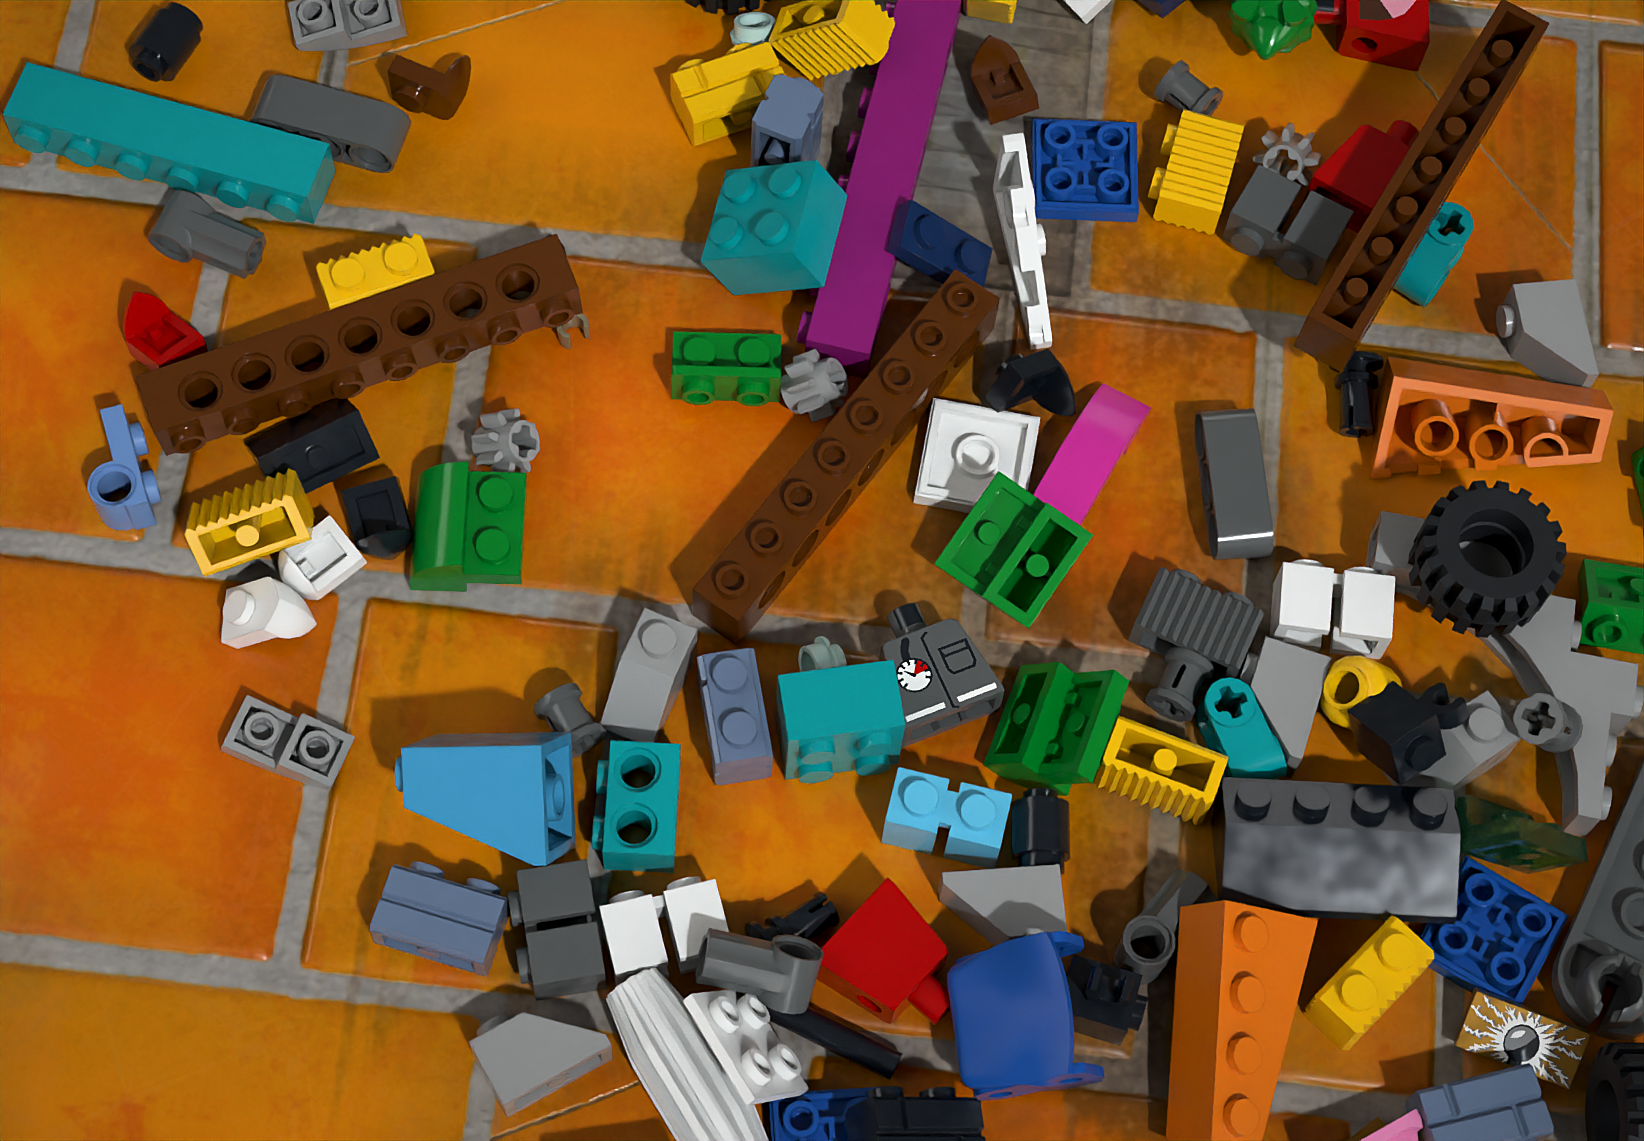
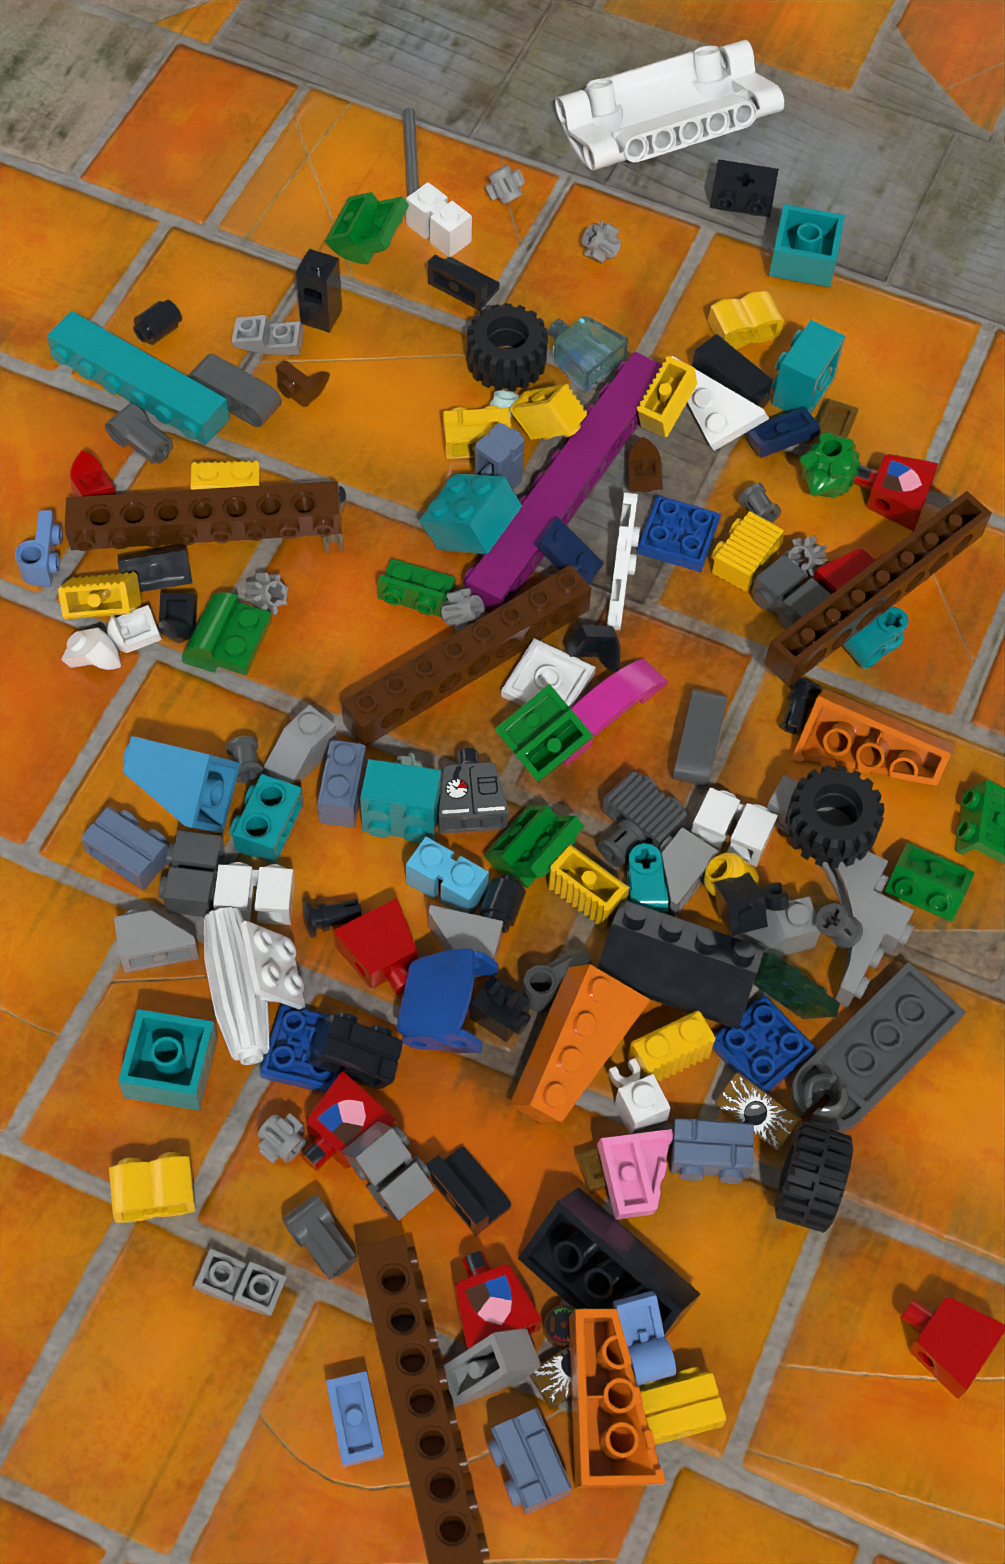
camera: 20 degrees right, 5 degrees down
(287, 744) = (77, 727): light grey slope -> none
(775, 971) = (308, 930): dark grey piece -> none
(840, 1040) = (329, 978): black piece -> none
(1354, 1080) = (639, 1100): none -> white brick
(1549, 331) = (935, 700): light grey slope -> none

